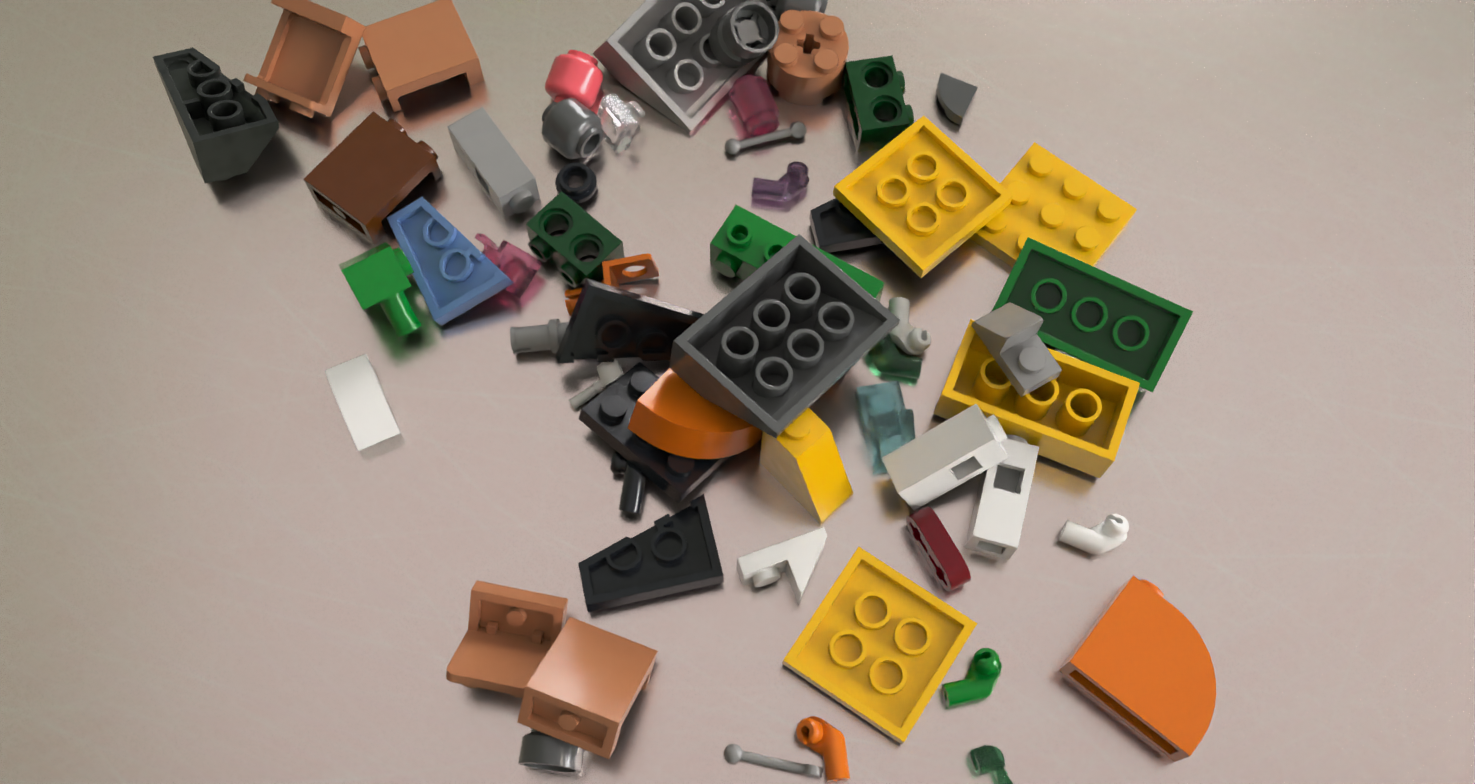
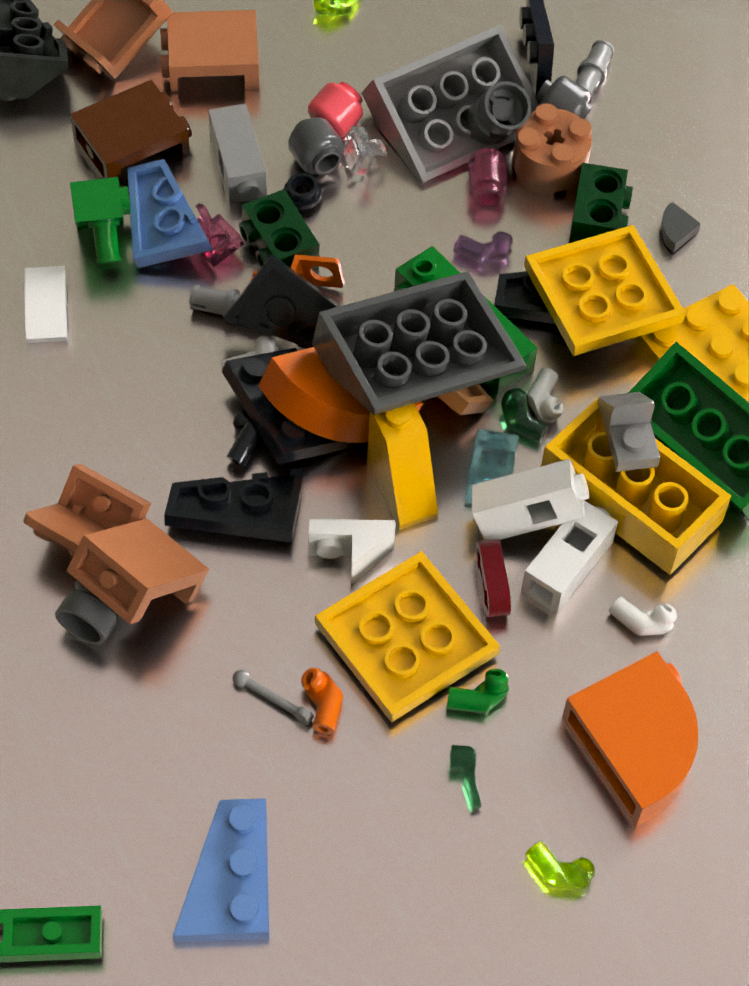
camera: 20 degrees right, 10 degrees down
(796, 129) = (518, 209): light grey hinge -> none

